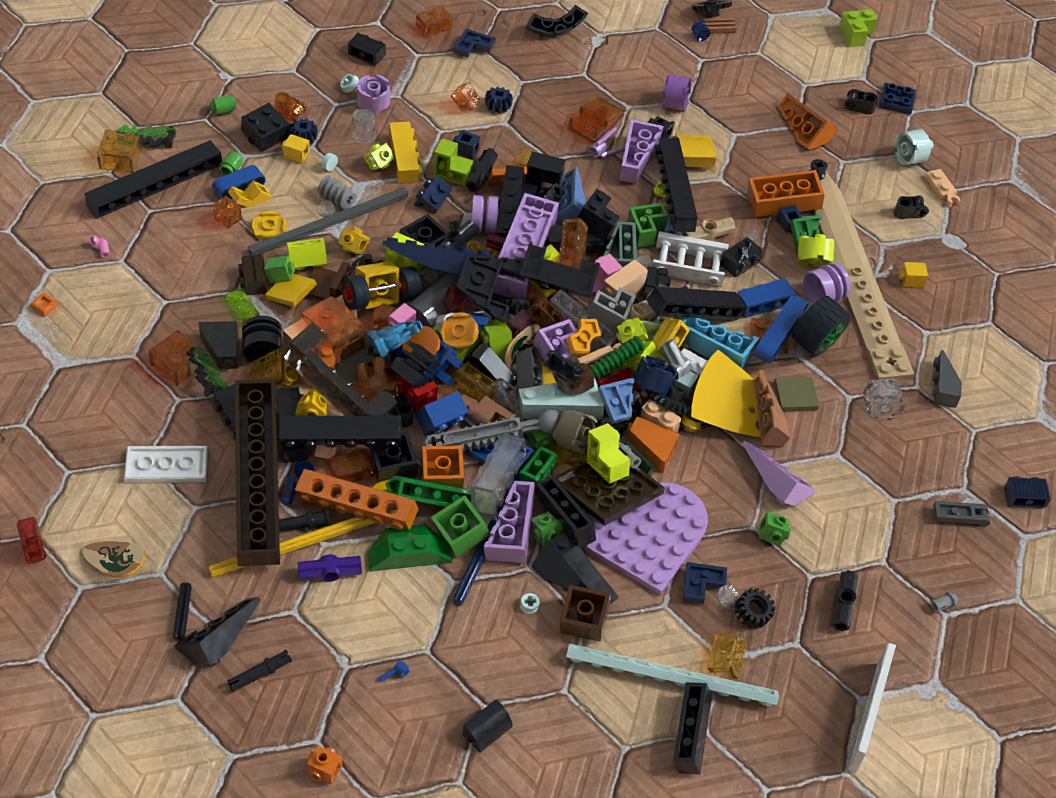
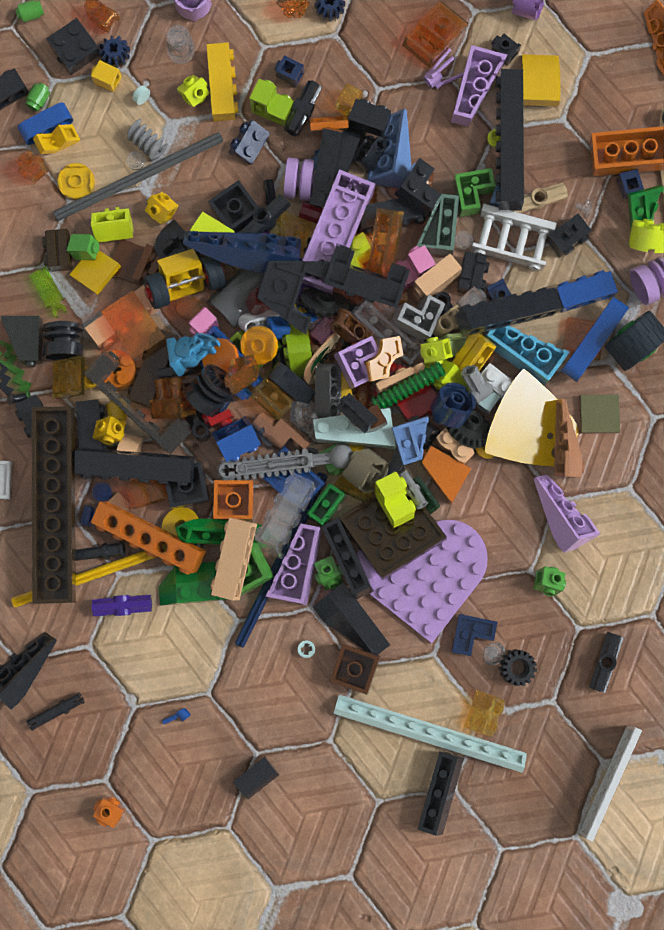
camera: 10 degrees right, 30 degrees up
(446, 346) = (241, 373): none -> clear orange slope
(449, 507) = (233, 559): none -> light nougat brick

